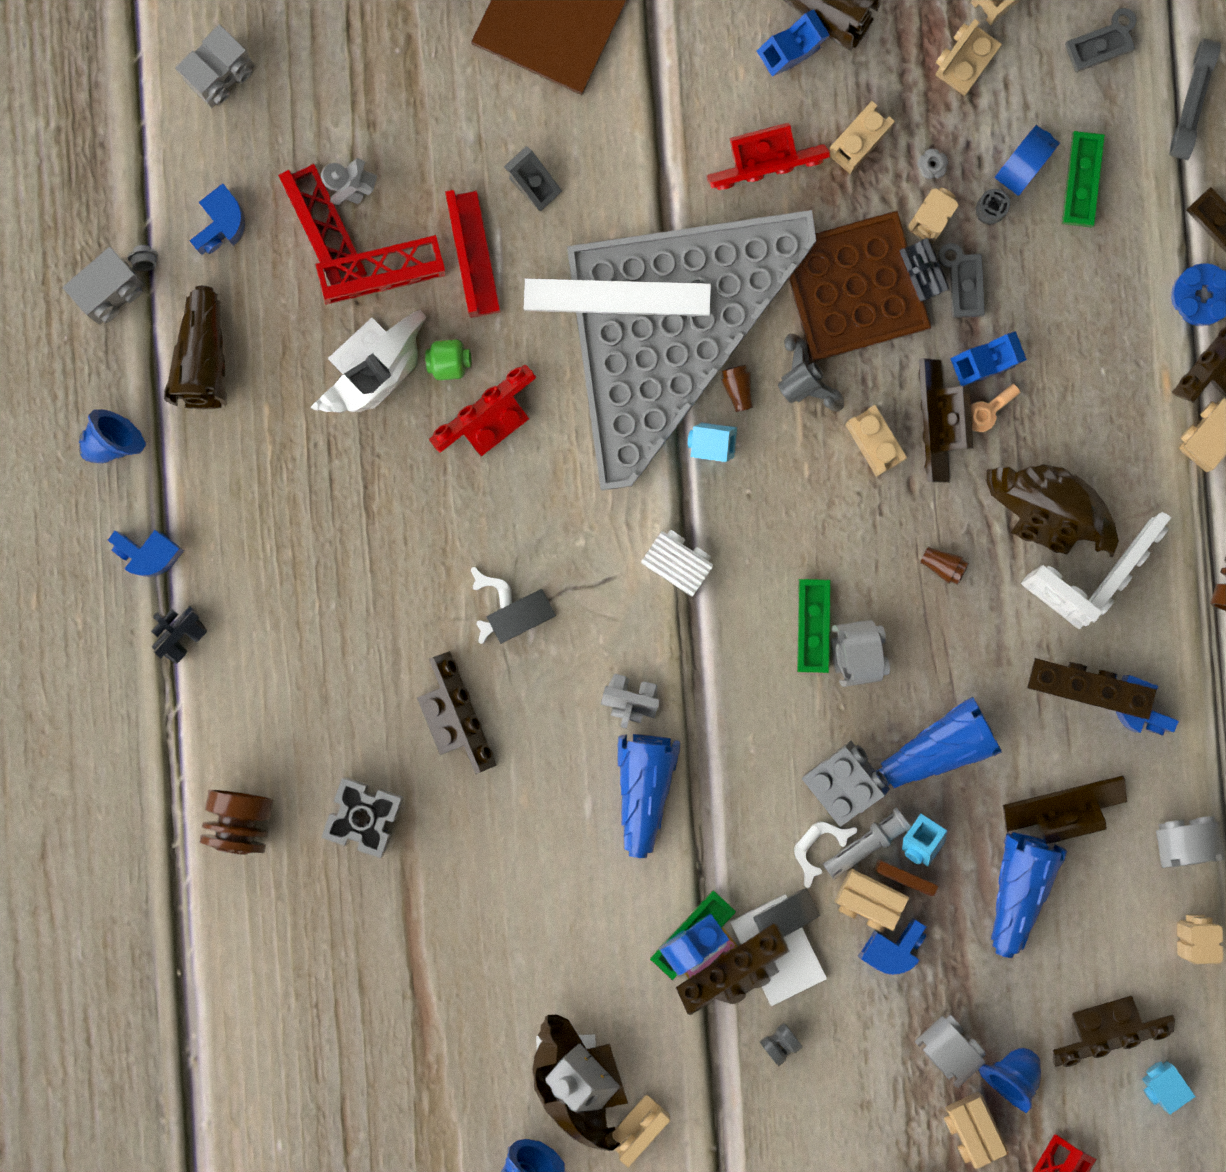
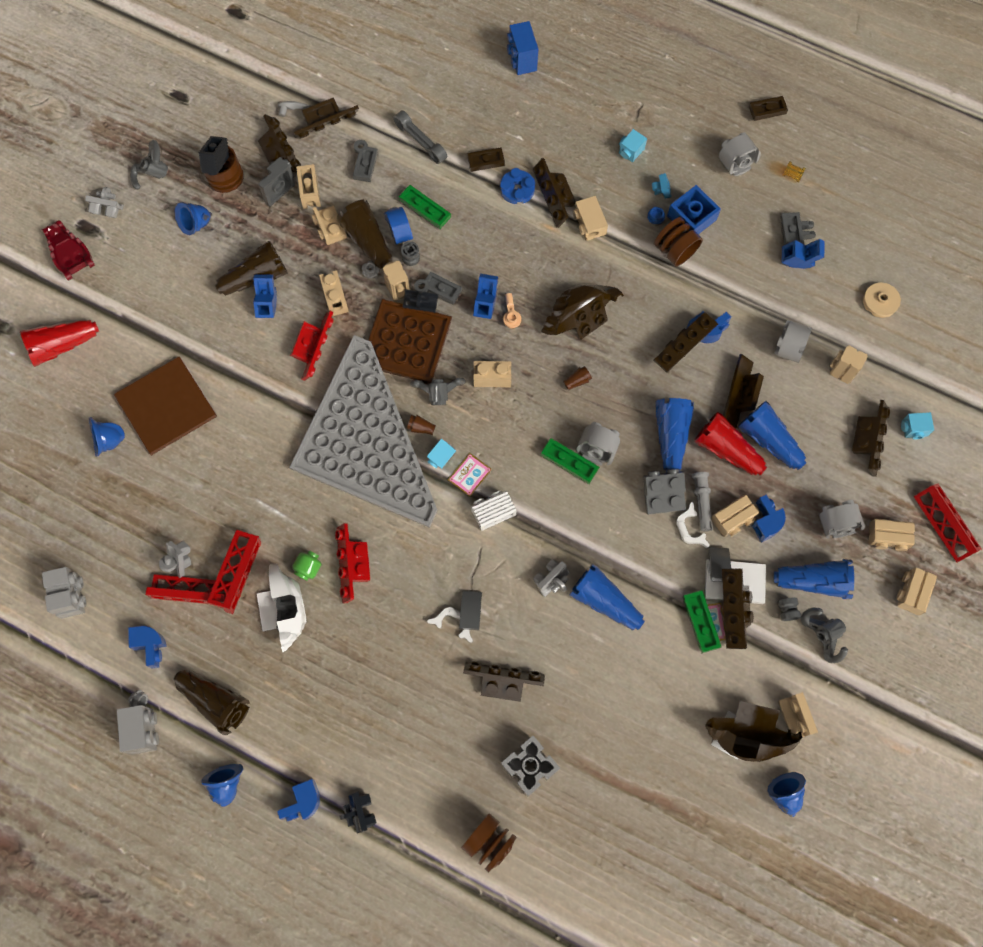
camera: 60 degrees left, 15 degrees down
(472, 253) = (259, 519): red fence -> none
(532, 178) = (241, 464): dark grey slope -> none
(581, 1081) = (753, 729): light grey torso -> none
(617, 297) = (332, 456): white tile -> none
(693, 945) = (710, 621): blue brick -> none
(711, 498) = (469, 474): none -> sticker
(777, 1112) = (827, 633): none -> dark grey piece
(851, 1068) = (825, 578): none -> blue cone
(906, 878) = (733, 491): reddish brown tile -> none
(924, 841) = (718, 469): medium azure brick -> none
(945, 419) = (503, 334): dark brown bracket -> none
(972, 832) = (729, 444): none -> red cone
(984, 119) = (365, 232): none -> dark brown cone
(1015, 1077) = (874, 497): blue piece -> none
(1072, 601) = (637, 325): white bracket -> none

